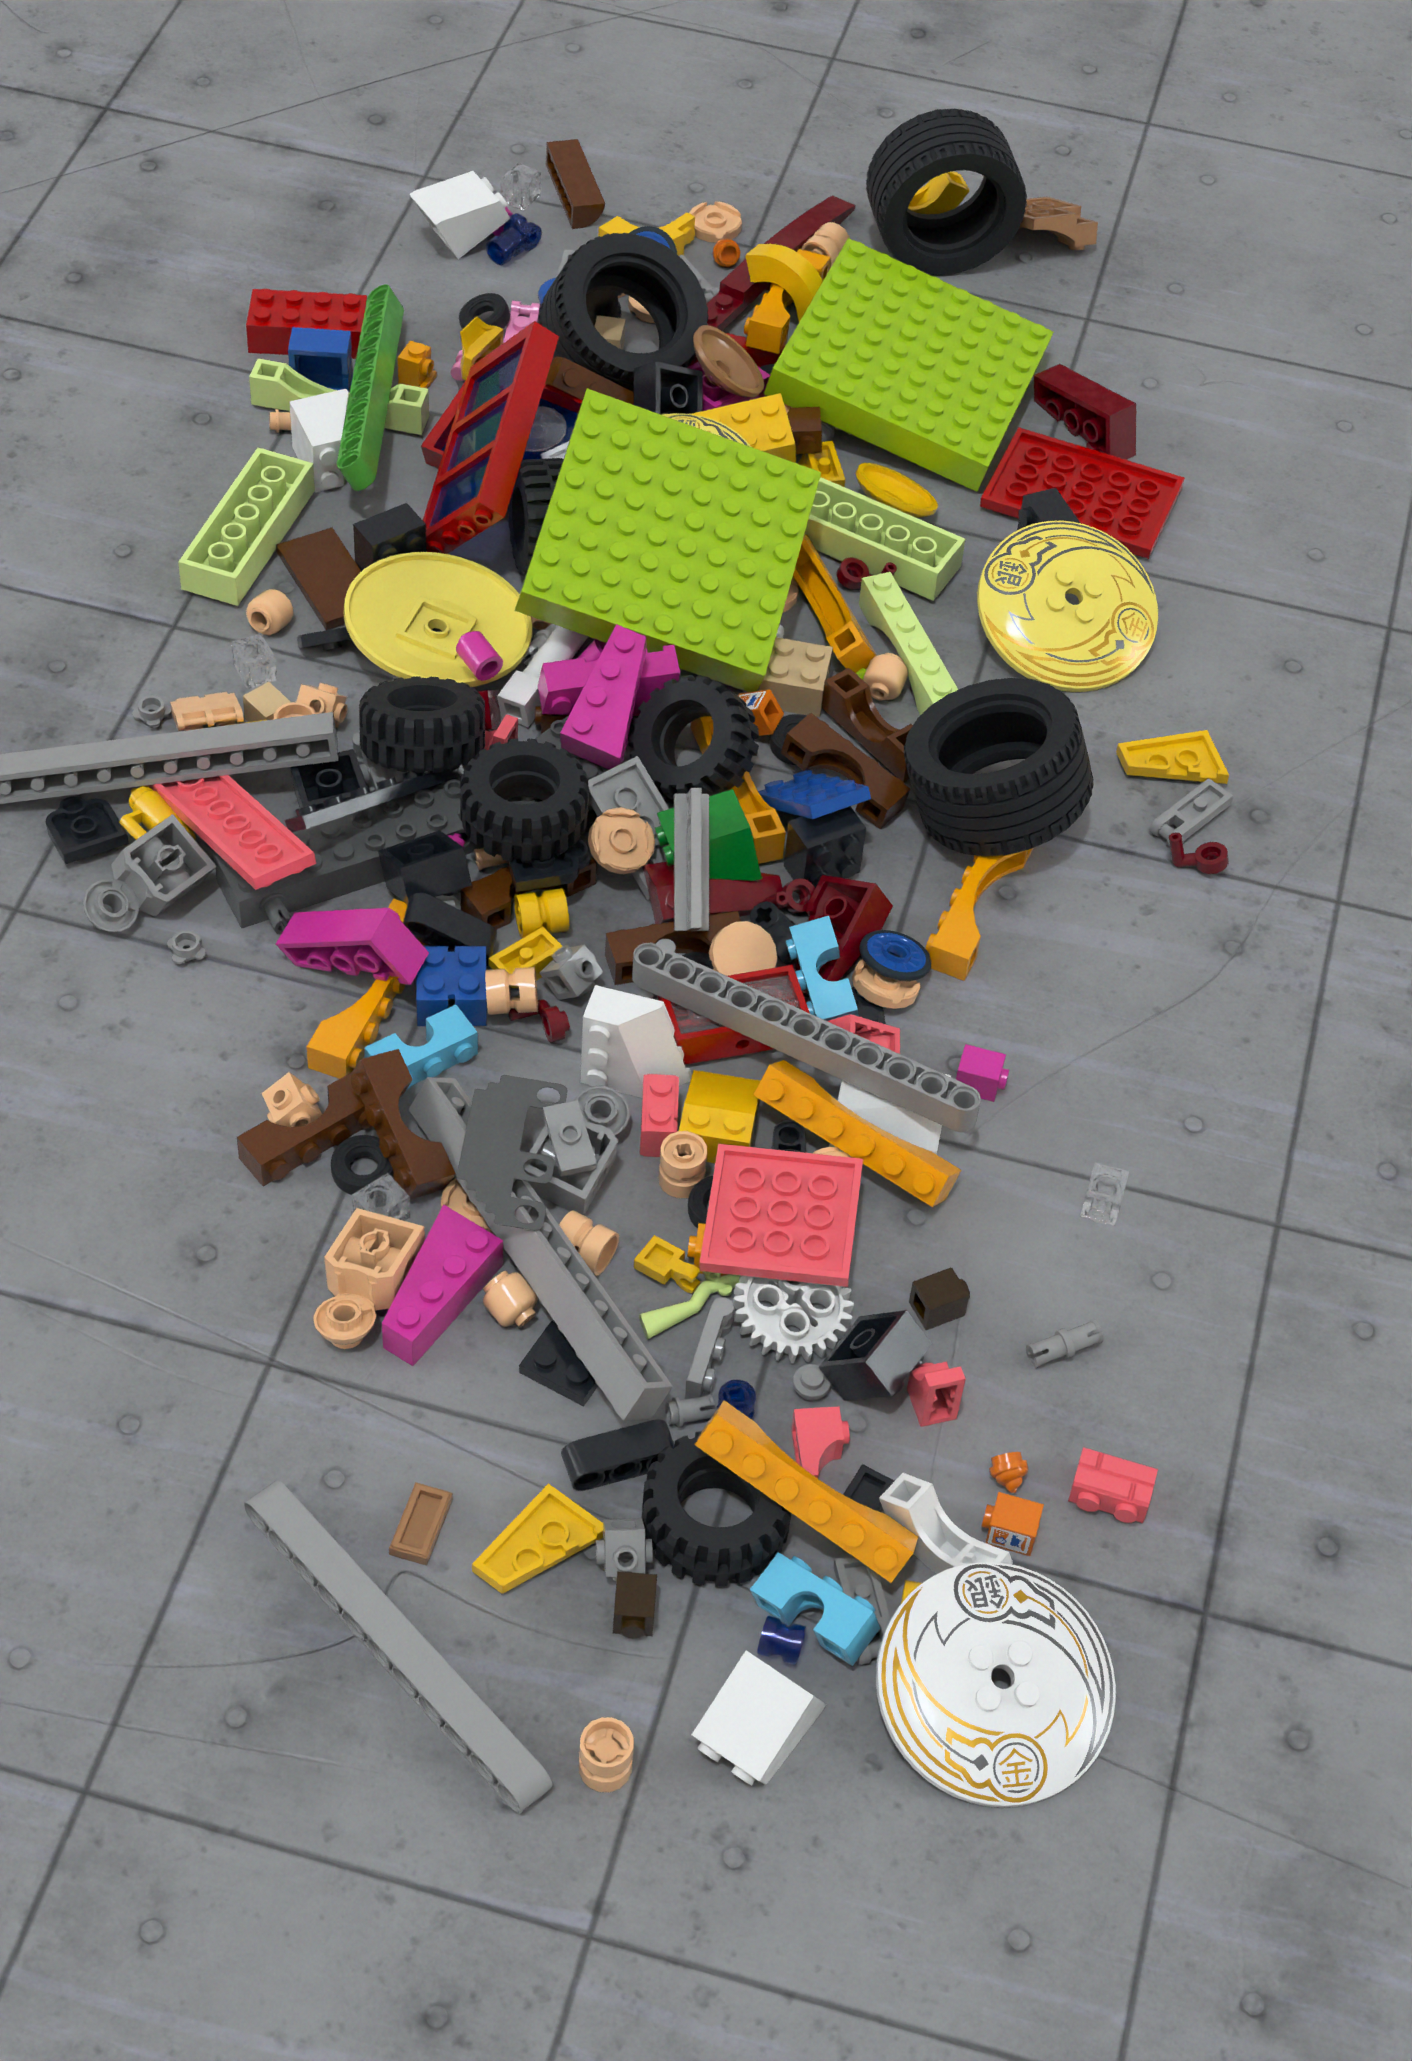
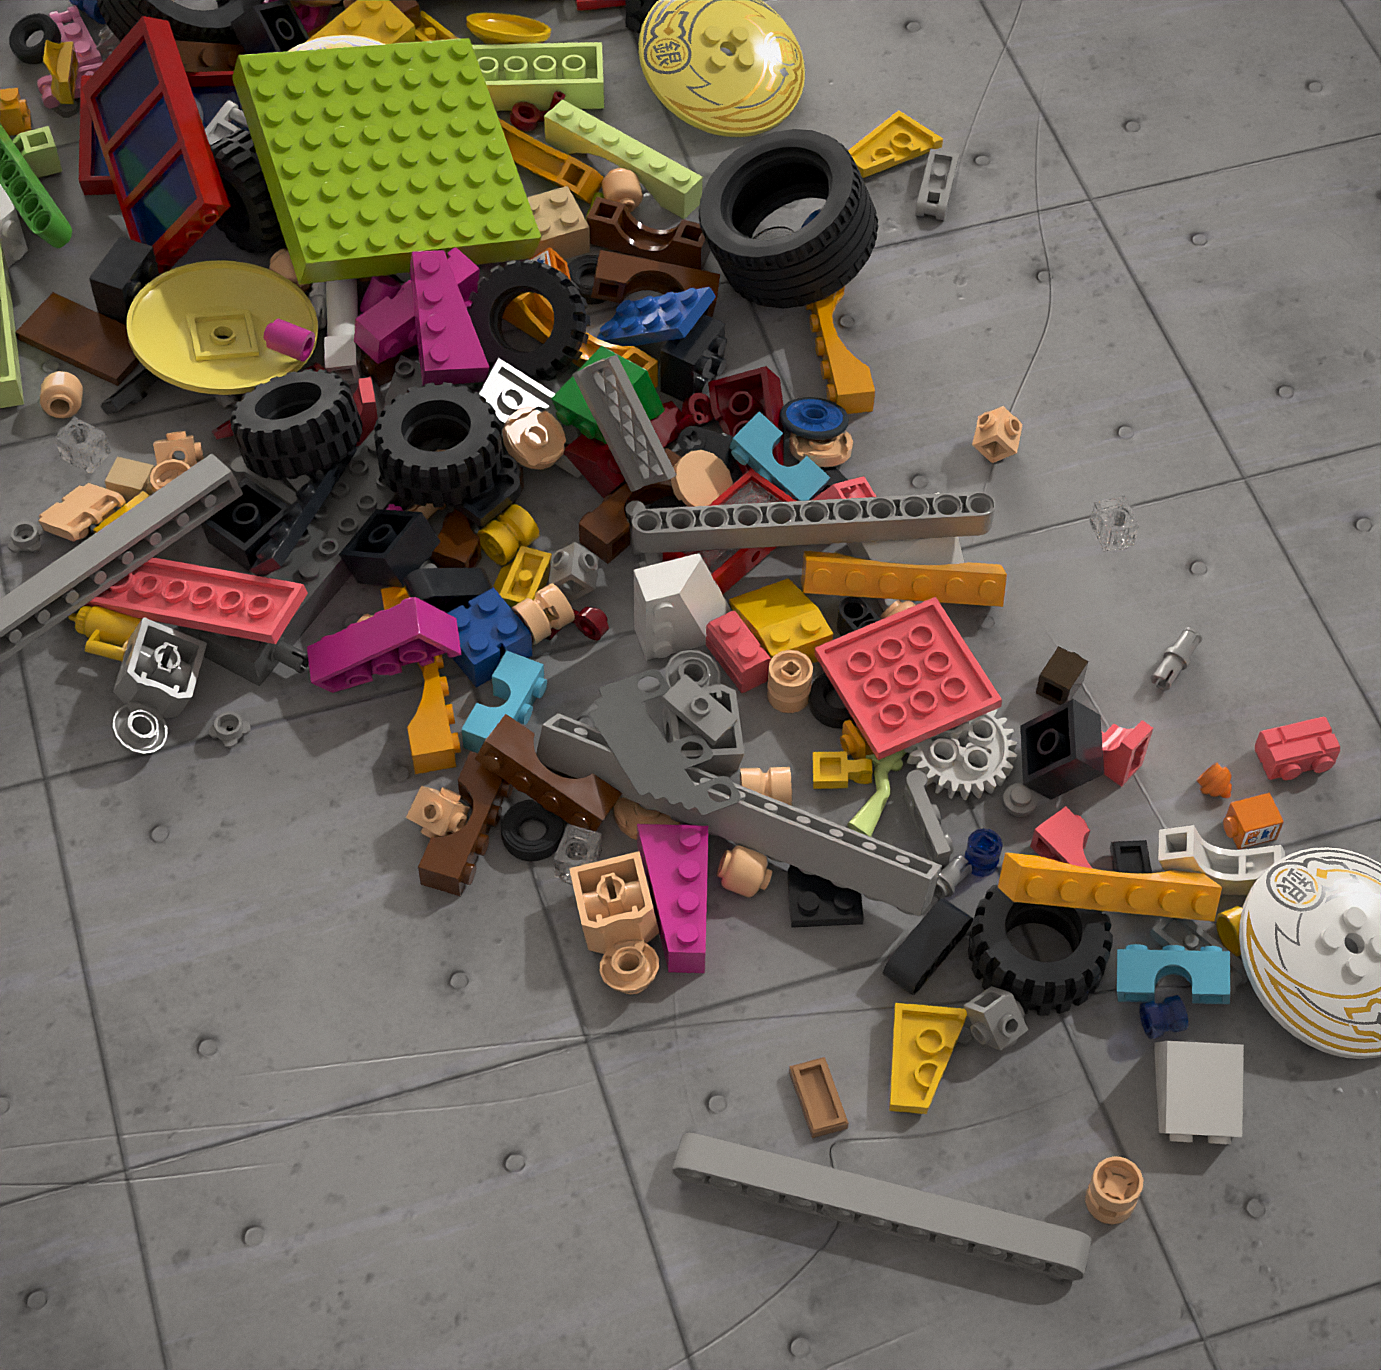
camera: 30 degrees left, 5 degrees up
(84, 828) = (52, 673): black plate -> none
(634, 1604) = (1036, 1058): dark brown brick -> none
(983, 1071) = (950, 475): dark pink brick -> none
(1056, 1057) = (997, 434): none -> light nougat brick
(1208, 857) = (979, 214): dark red plate -> none

